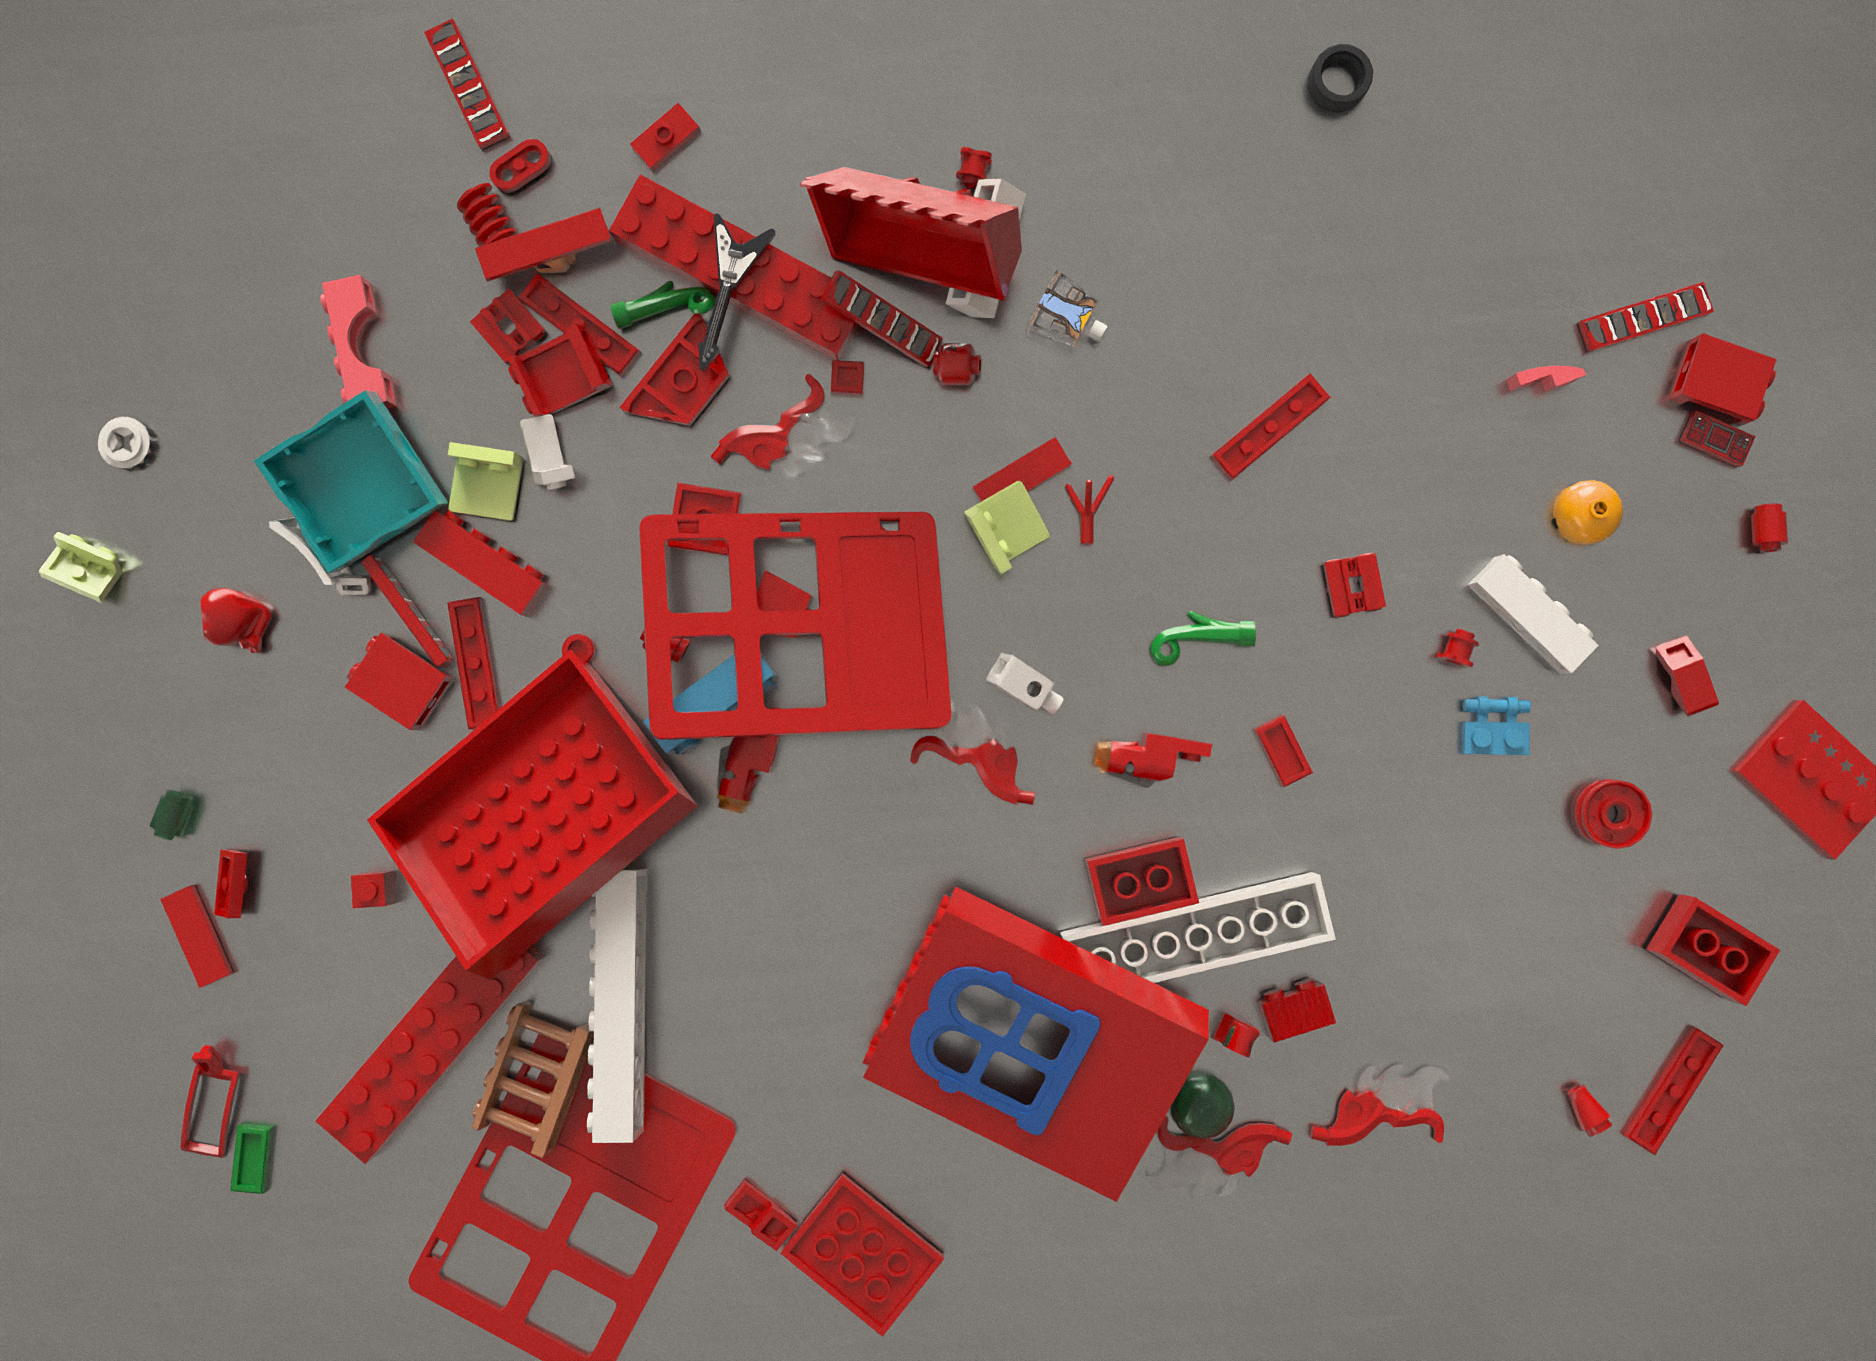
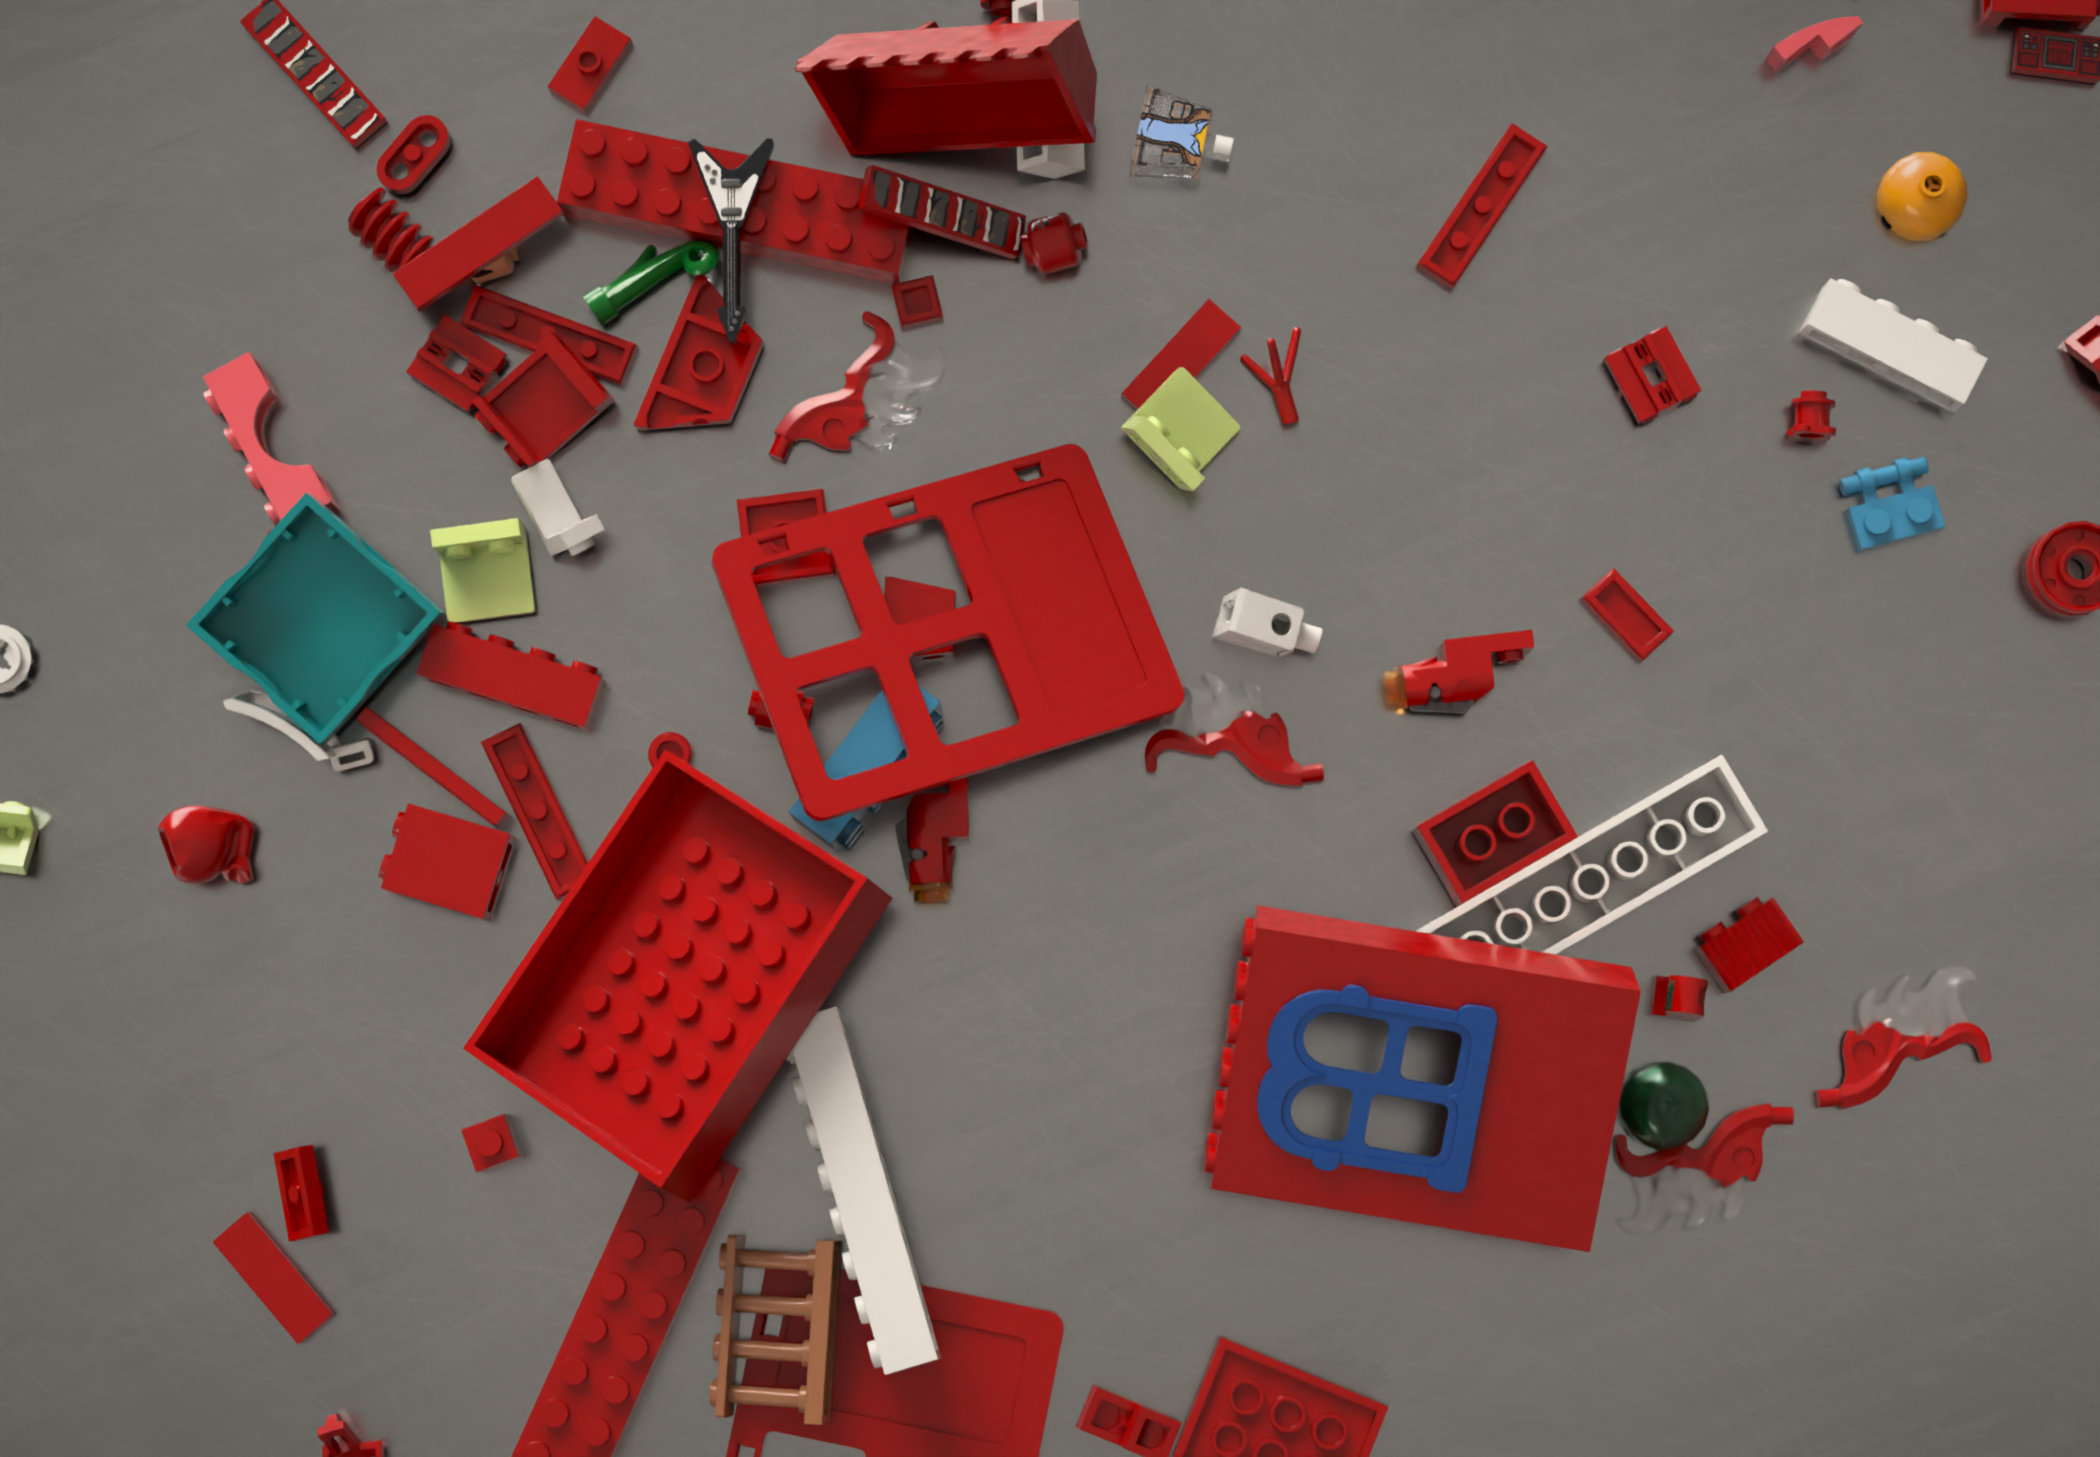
camera: 15 degrees left, 5 degrees down
(172, 814) = (197, 1125): clear green brick -> none
(1206, 631) = (1480, 489): green plant -> none

